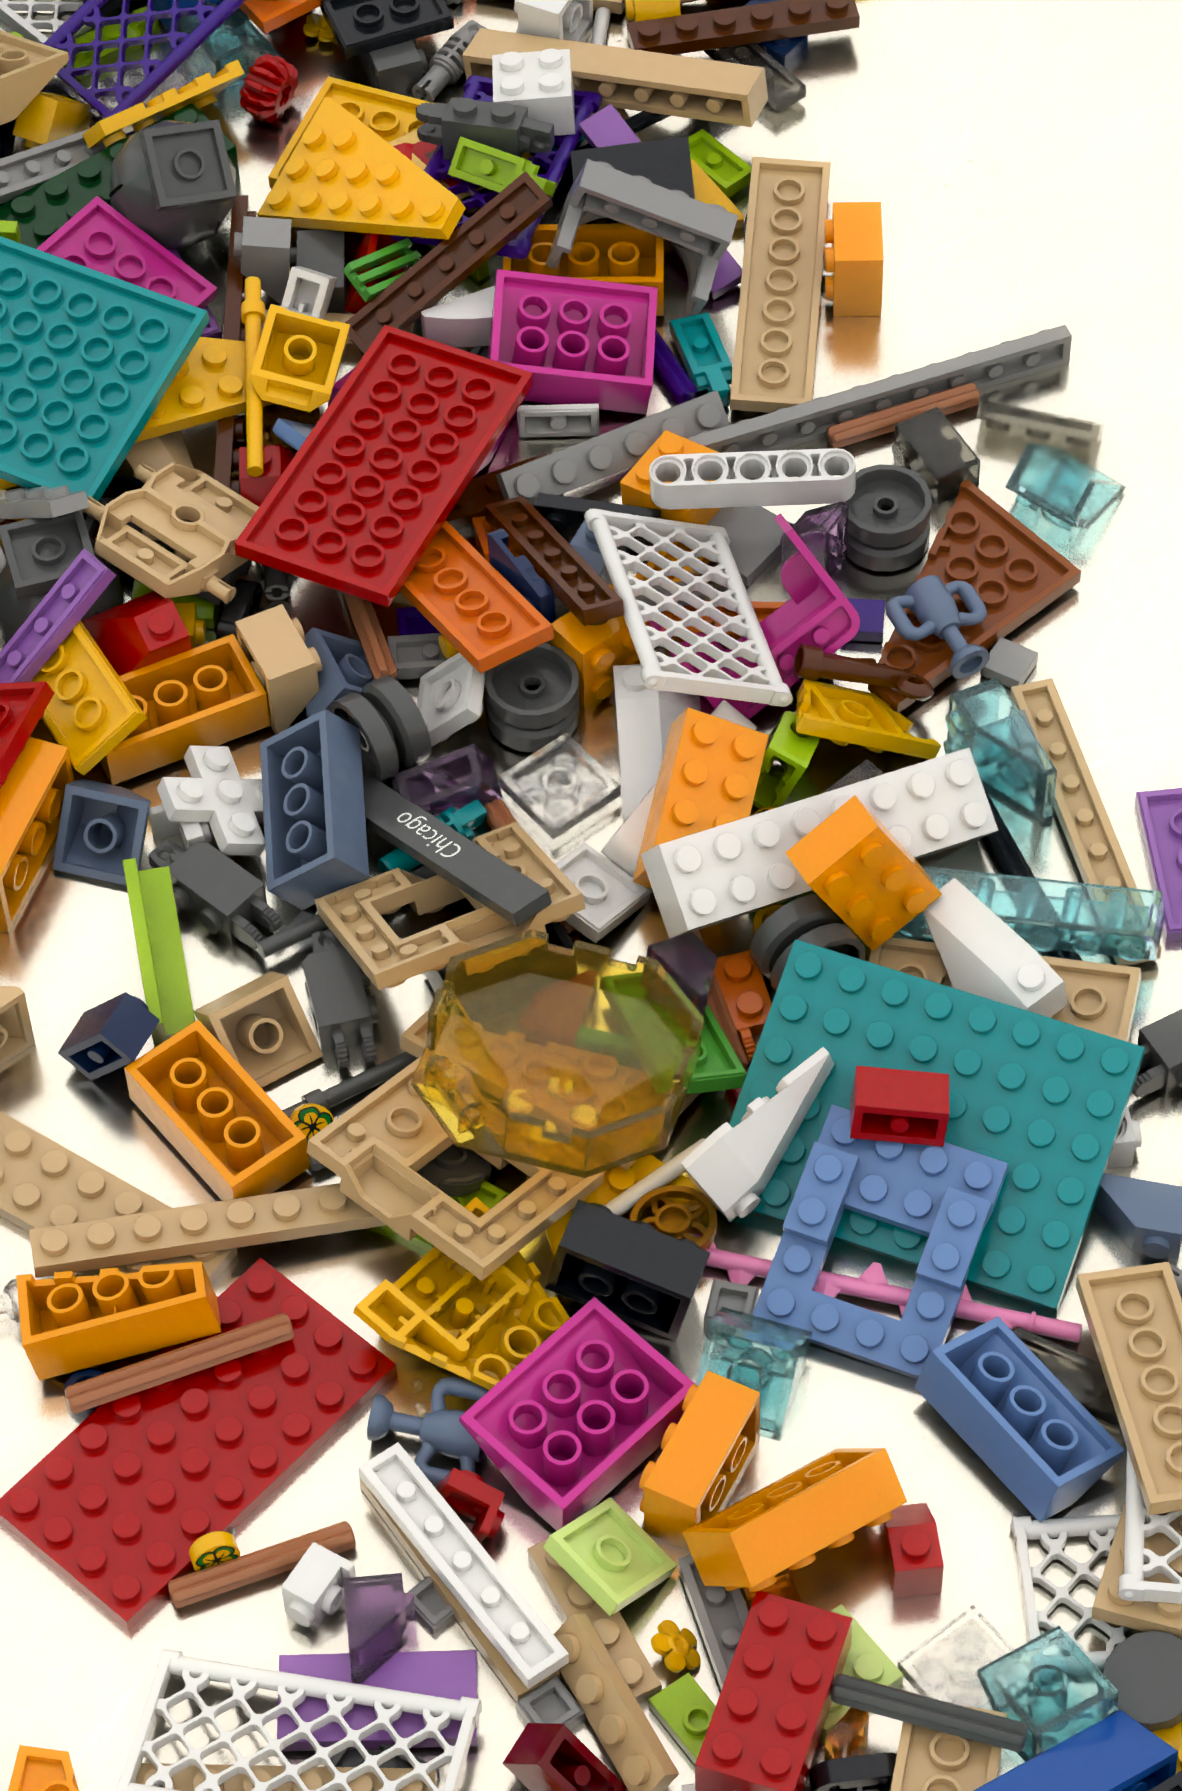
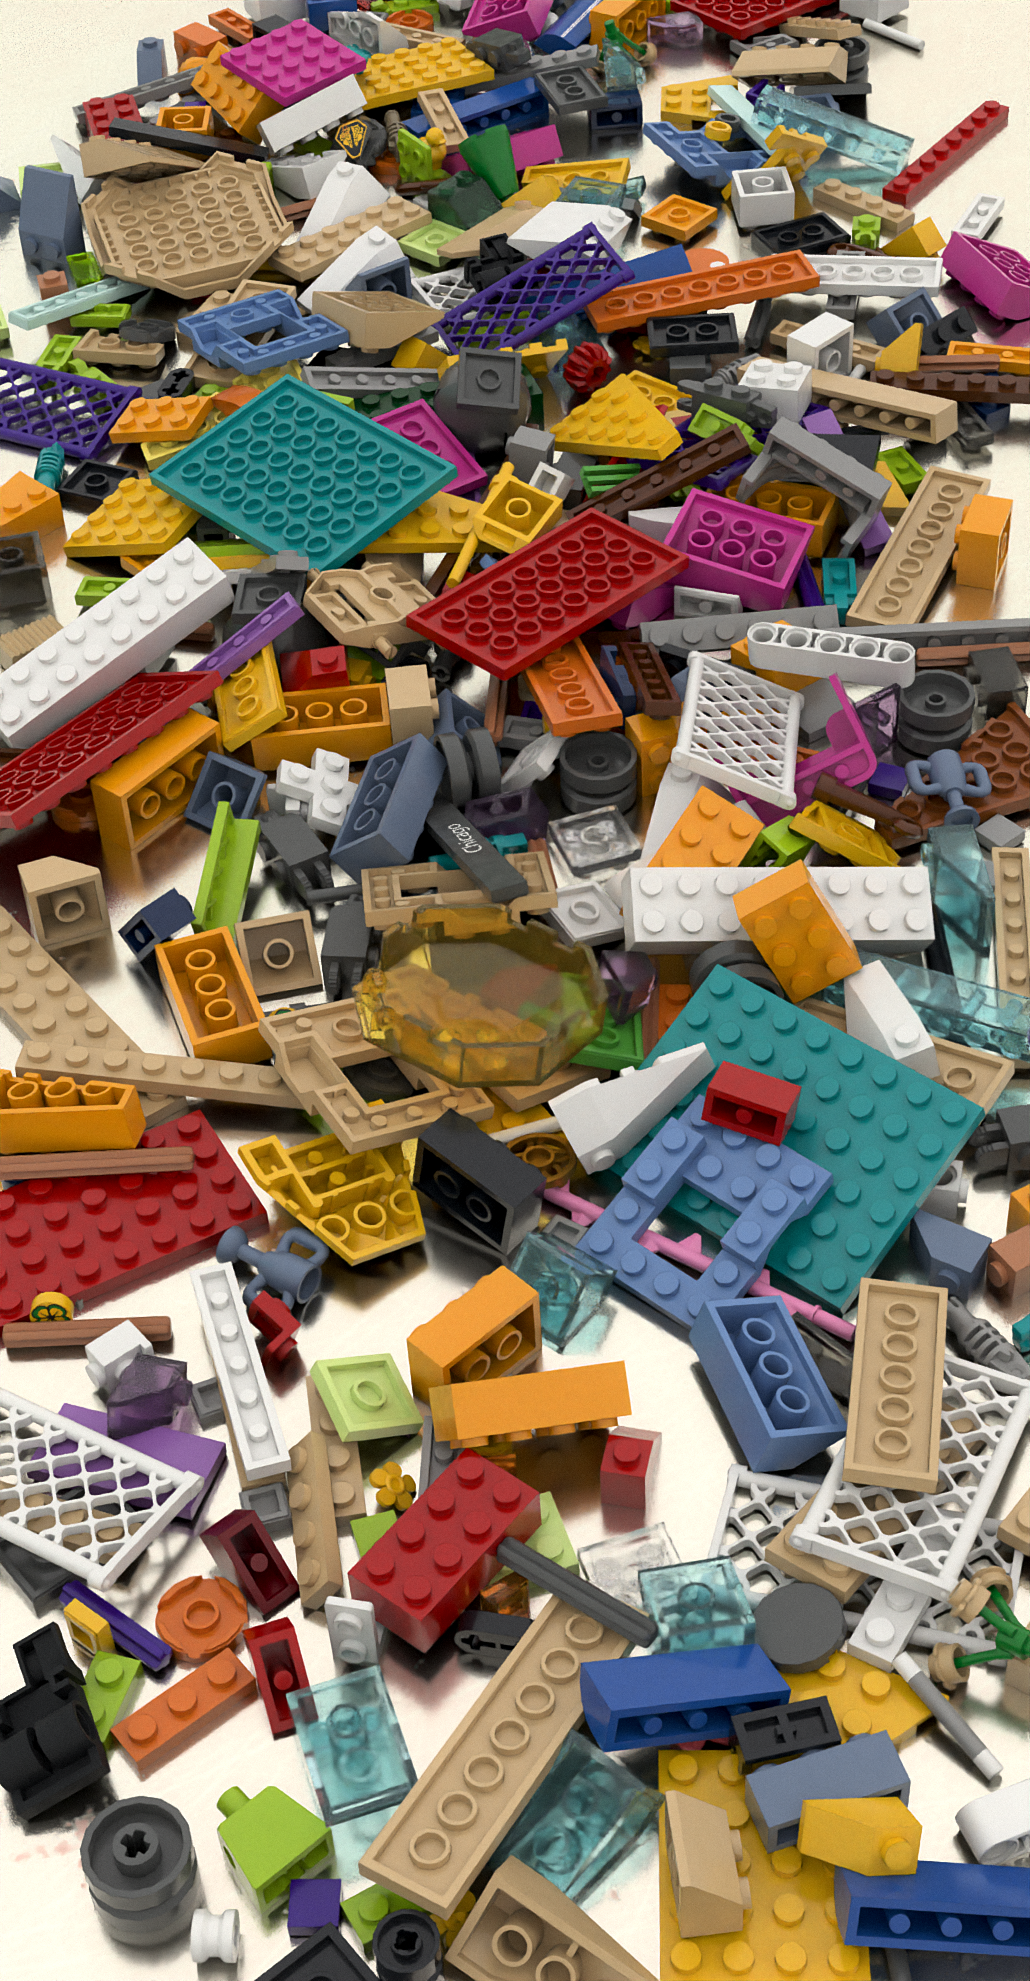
camera: 20 degrees right, 10 degrees down
(578, 1414) = (385, 1276): dark pink slope -> none

